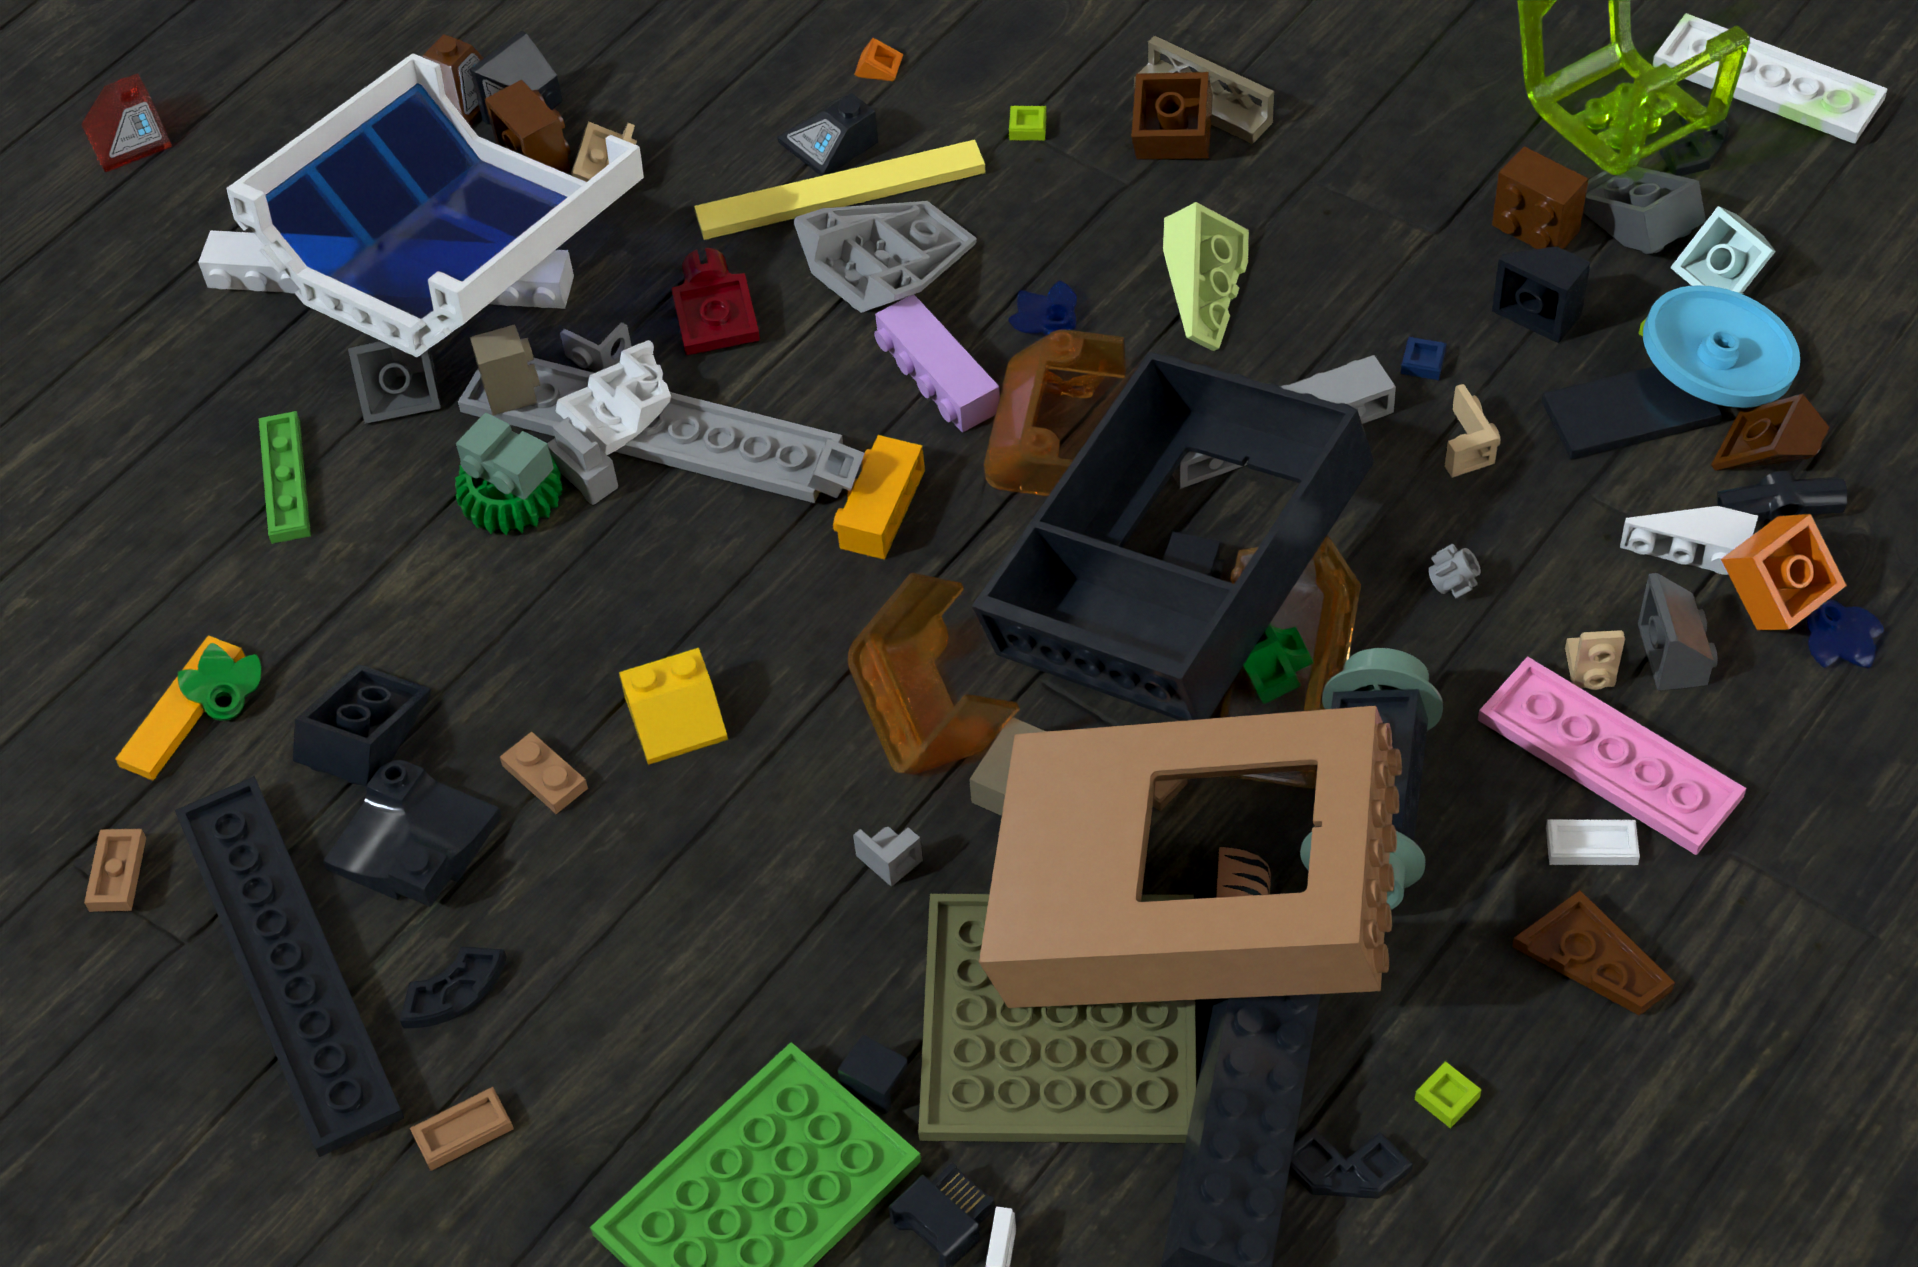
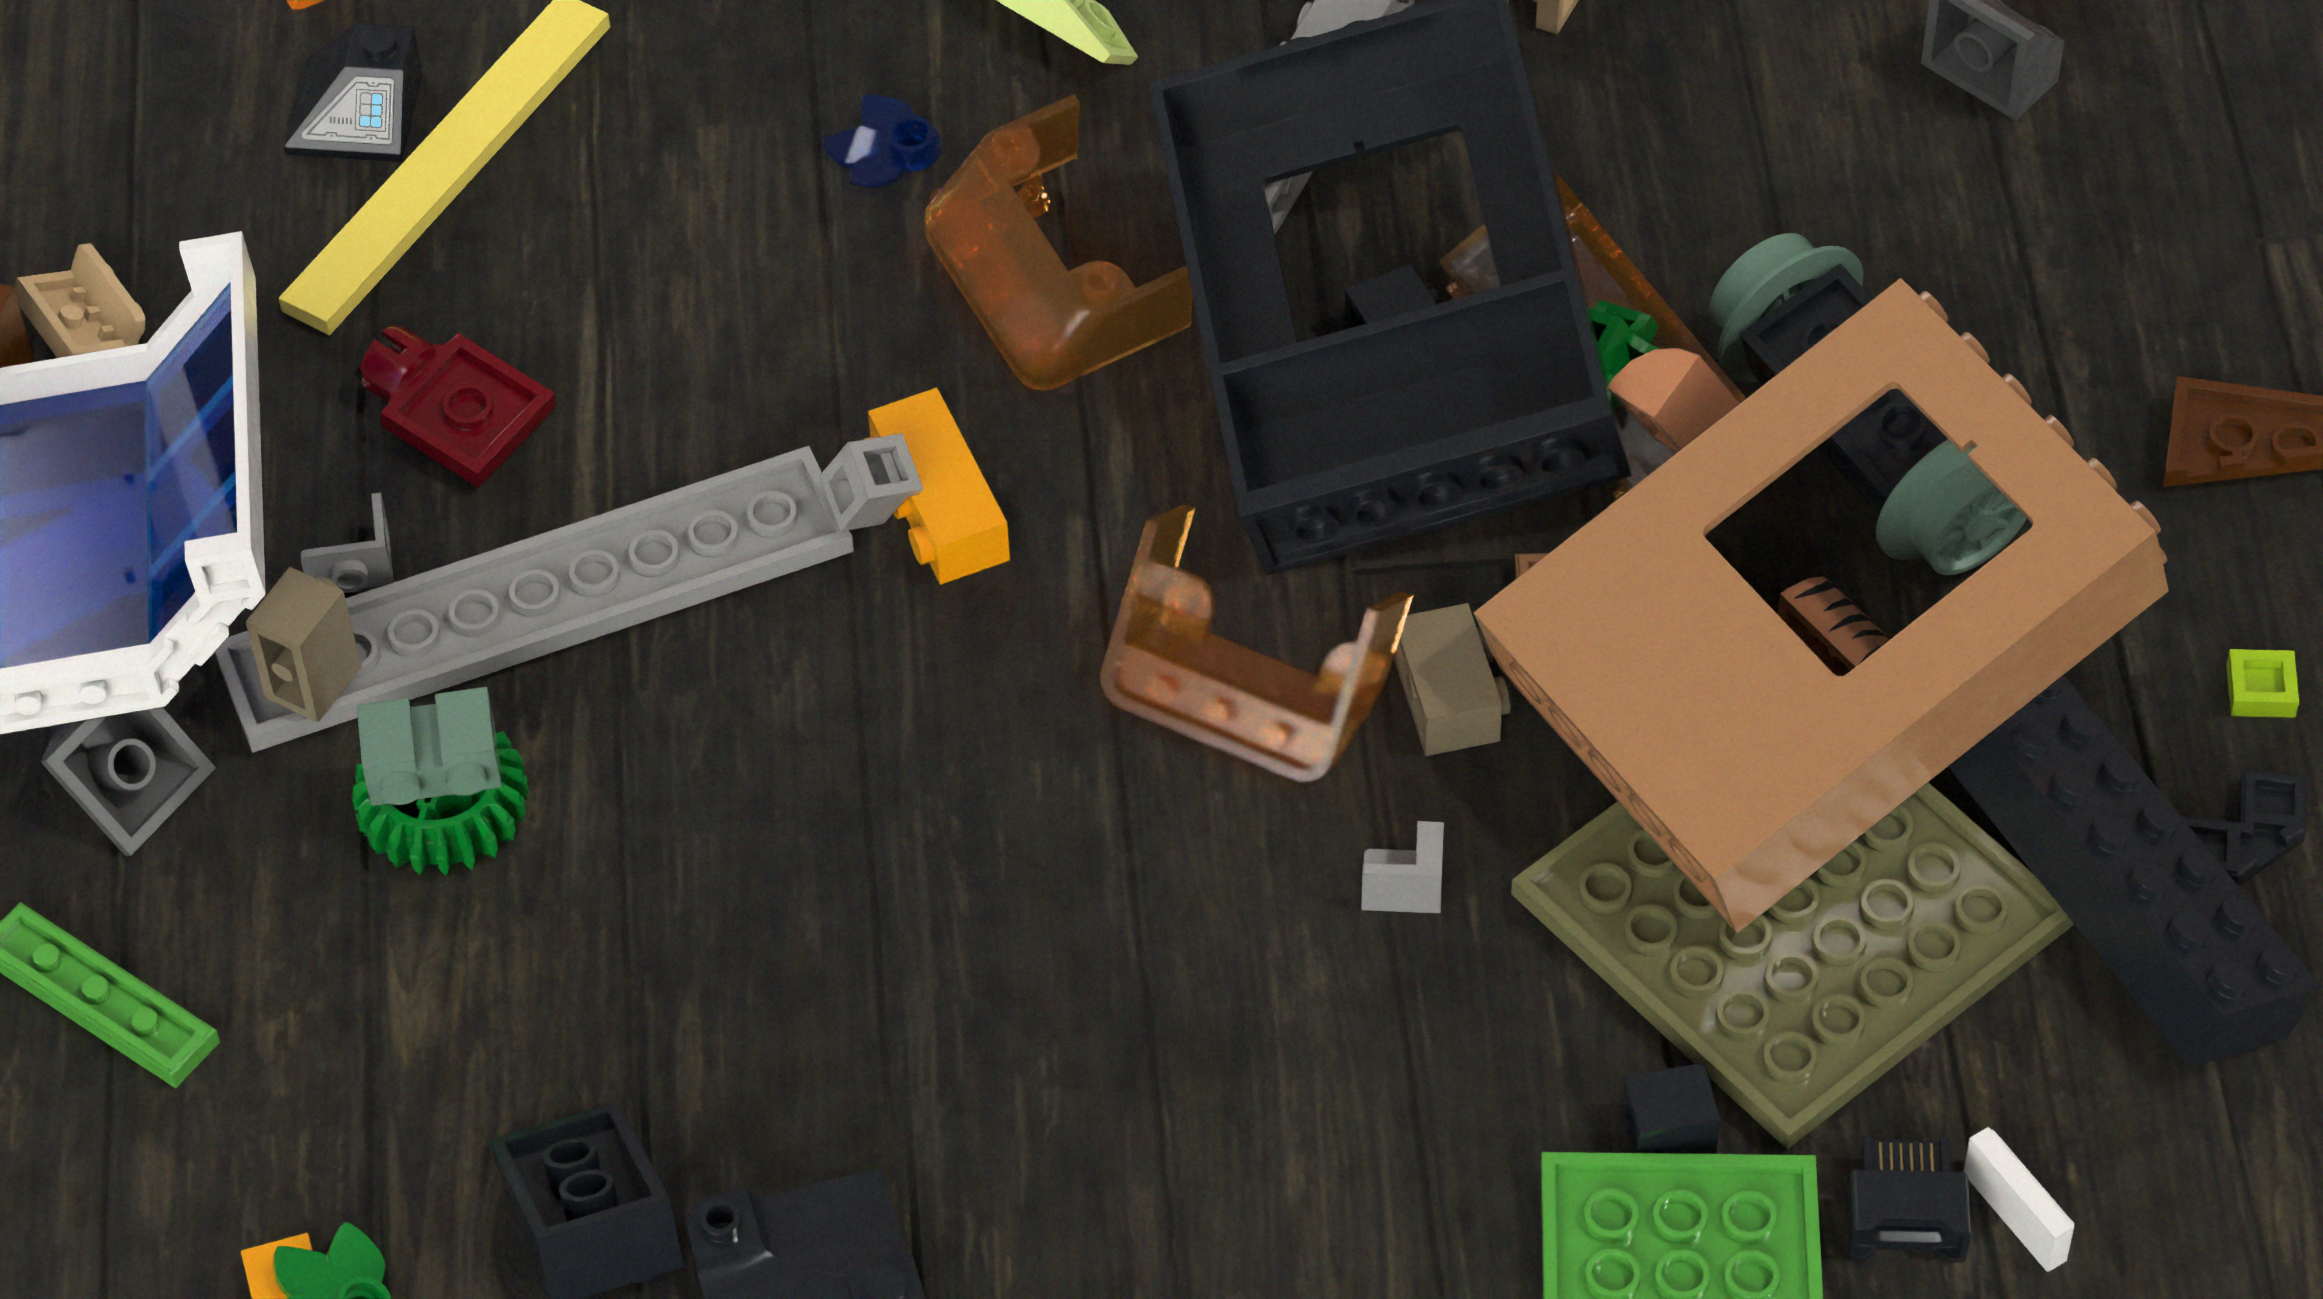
camera: 45 degrees left, 0 degrees up
(543, 772) = (882, 1090): medium nougat plate -> none
(582, 462) = (524, 691): light grey piece -> none
(618, 399) = (480, 589): white slope -> none
(673, 706) = (964, 897): yellow slope -> none
(880, 249) = (607, 199): light grey wedge -> none
(937, 363) = (826, 285): lavender brick -> none
(1234, 689) = (1672, 395): none -> nougat brick
(1454, 571) = (1688, 129): light grey gear -> none
(1592, 842) = (2124, 322): white tile -> none
(1595, 658) = (1933, 130): tan bracket -> none
(1612, 755) = (2050, 216): bright pink plate -> none

